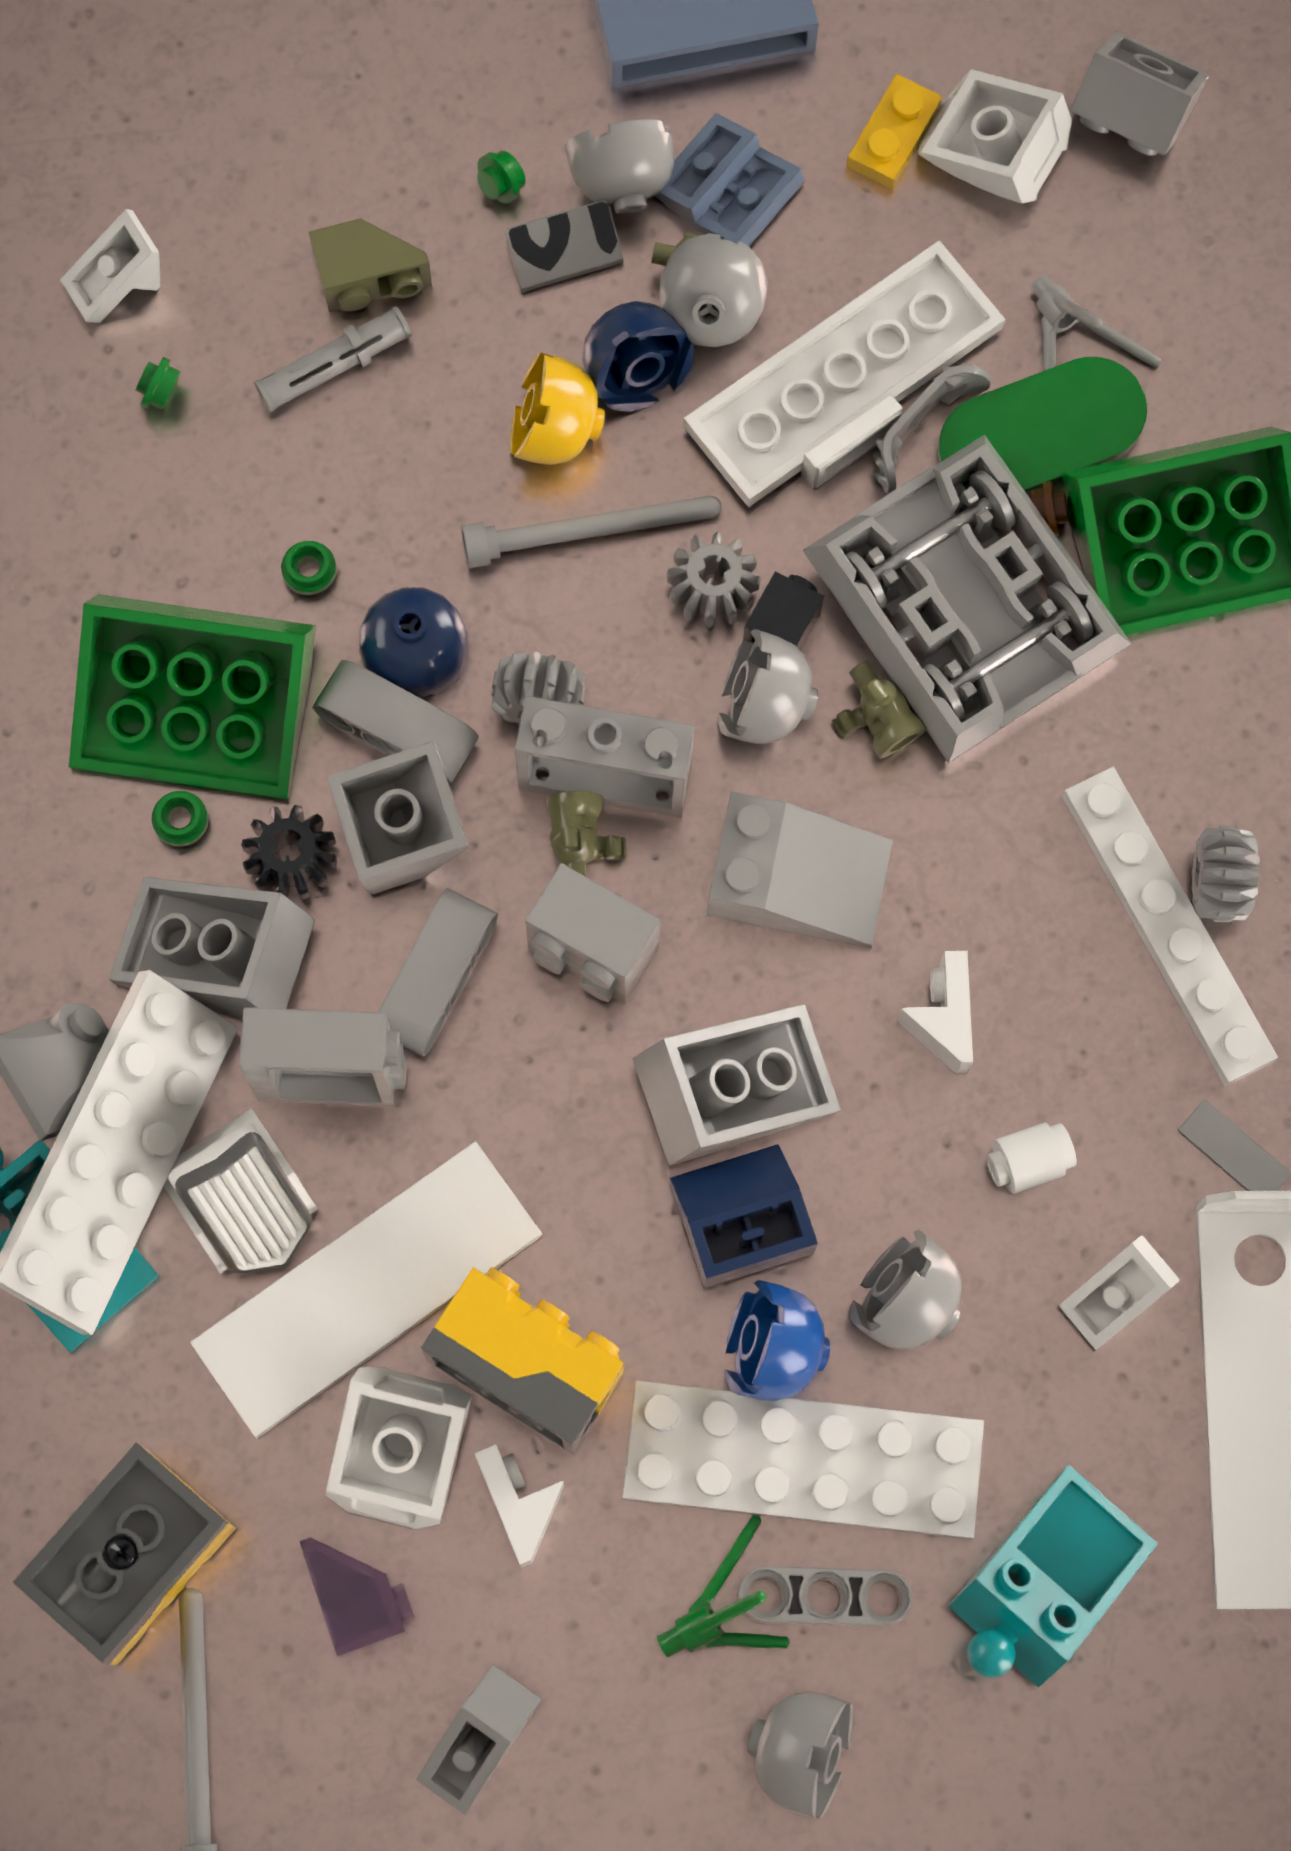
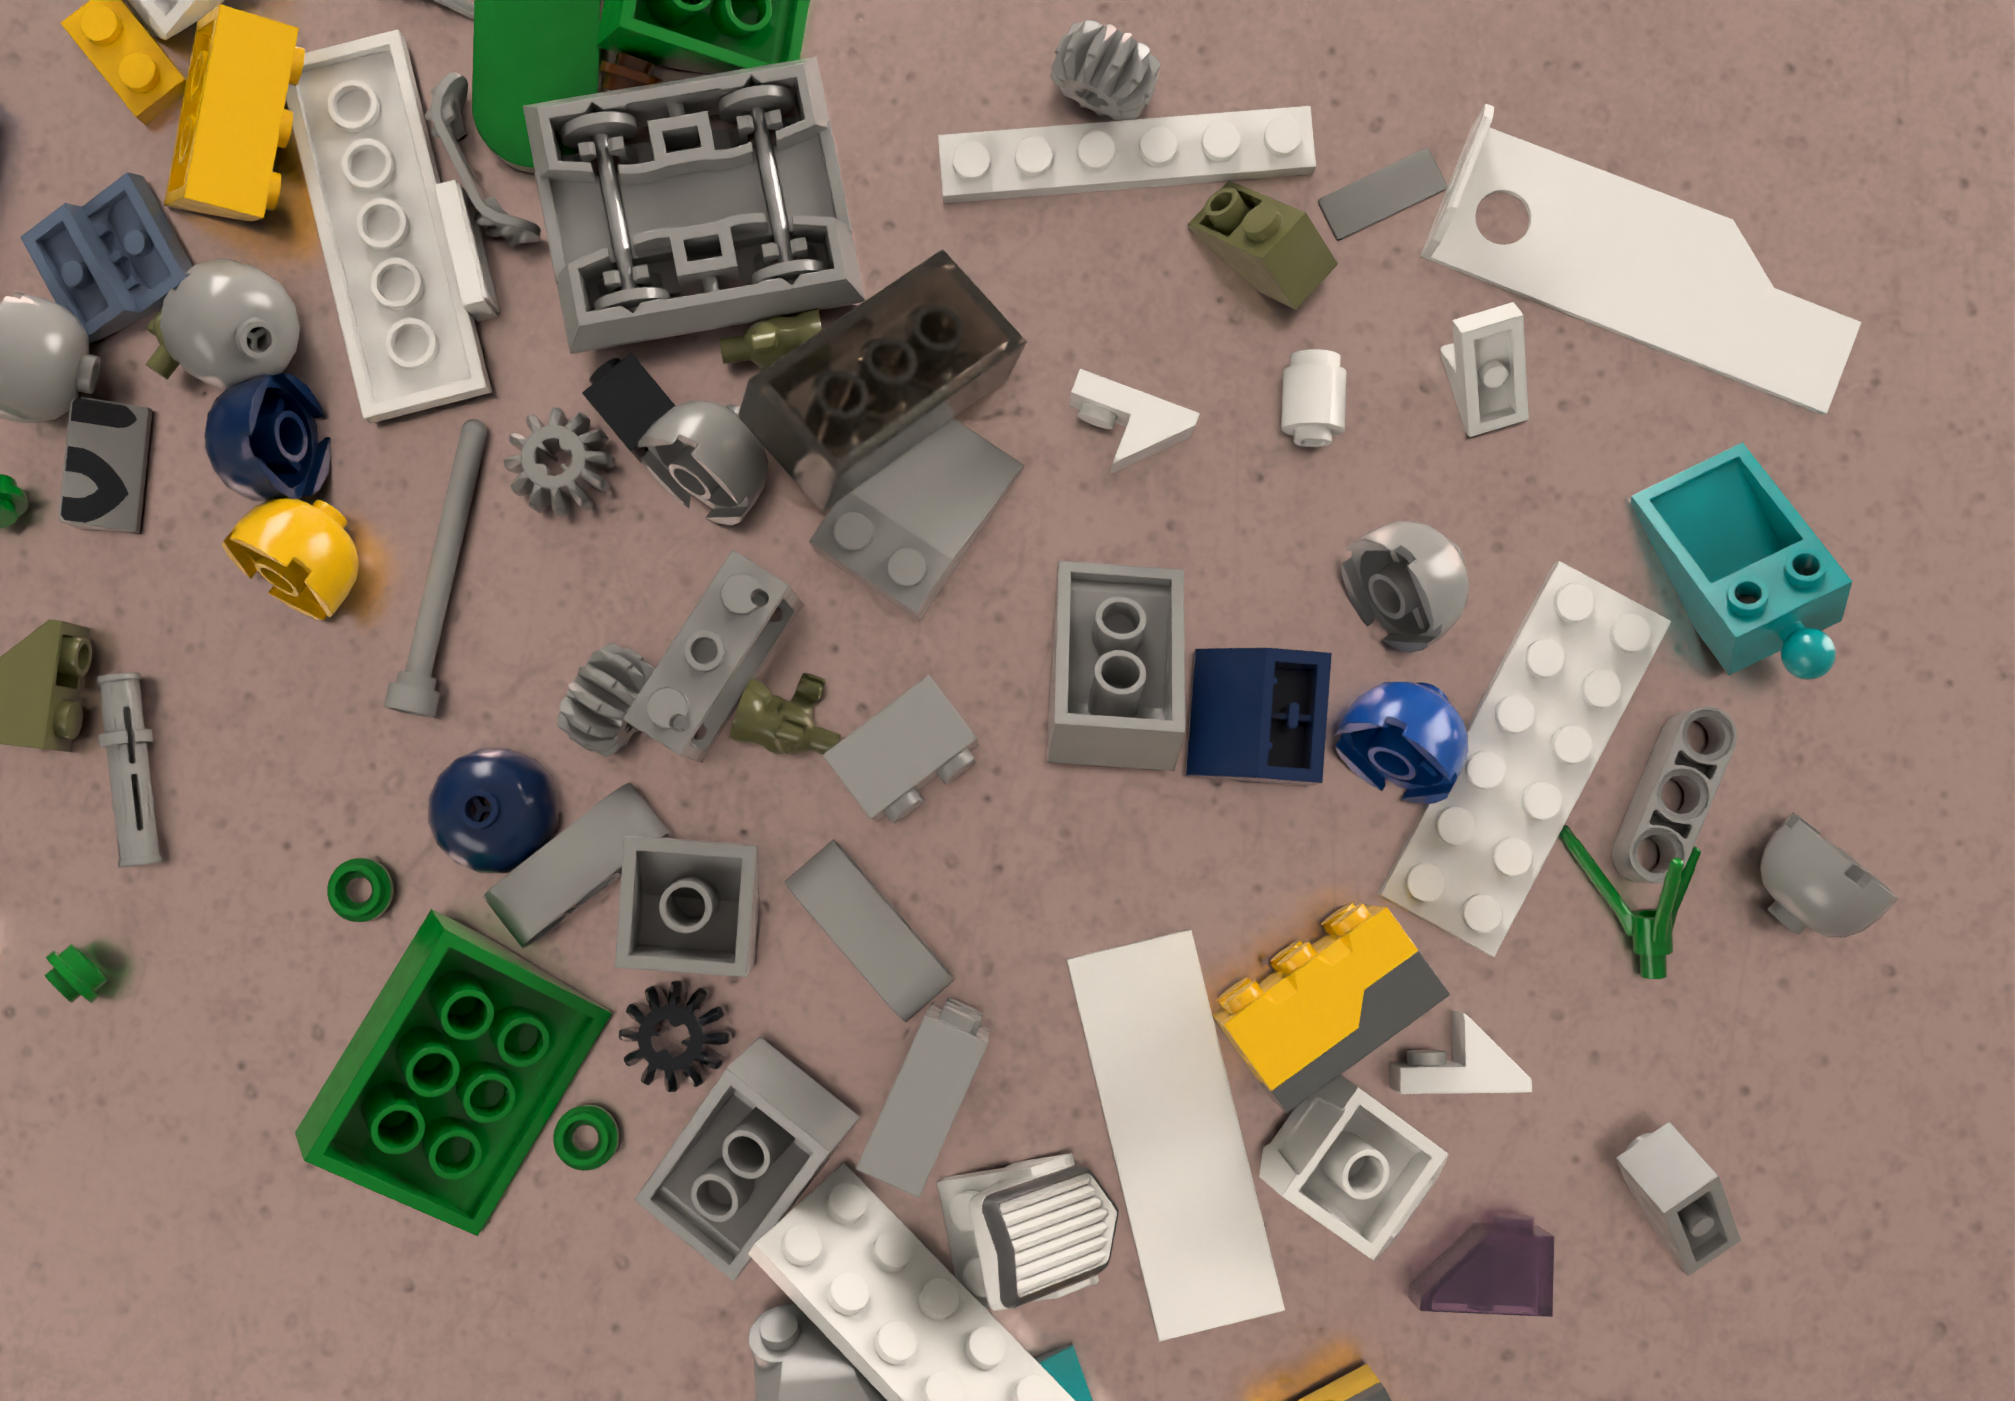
camera: 65 degrees left, 10 degrees up
(878, 227) = (234, 115): none -> yellow slope
(886, 794) = (880, 379): none -> clear smoke brick
(1143, 1063) = (1265, 242): none -> olive slope

